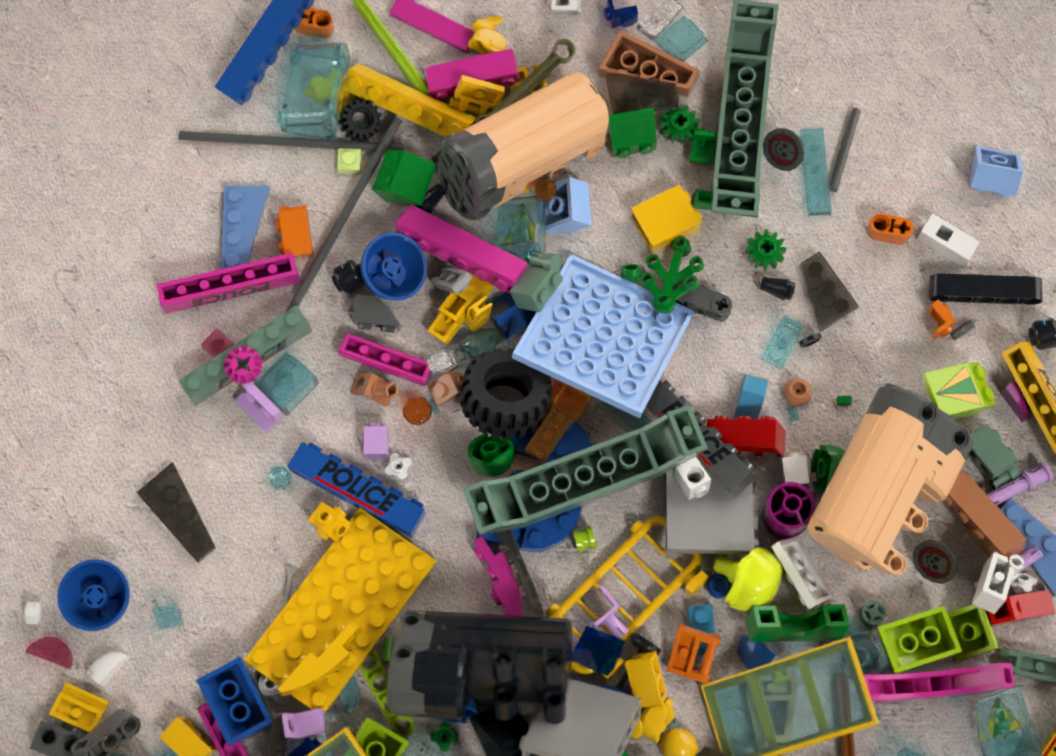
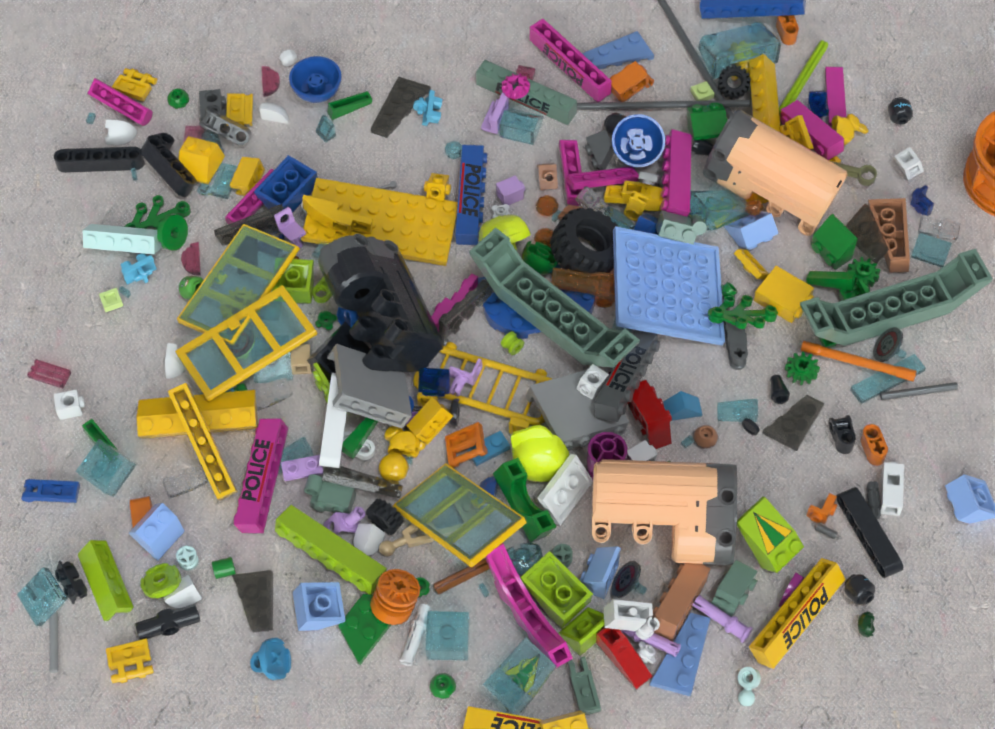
camera: 65 degrees right, 15 degrees down
(145, 571) = (349, 104): none -> green piece
(204, 481) = (426, 107): none -> medium azure hips
(416, 331) = (602, 177): none -> dark pink tile
(438, 49) = (817, 103): none -> clear blue bracket
(442, 479) = (509, 224): none -> neon yellow piece
(459, 441) = (541, 233): none -> clear orange plate
(610, 231) = (751, 264): none -> yellow plate
(674, 160) = (830, 279): none -> green piece
(820, 157) = (898, 371): none -> orange piece
(860, 250) = (842, 431): none -> black piece
(916, 584) = (601, 570): none -> light blue slope
(948, 263) = (873, 498): none -> dark grey axle

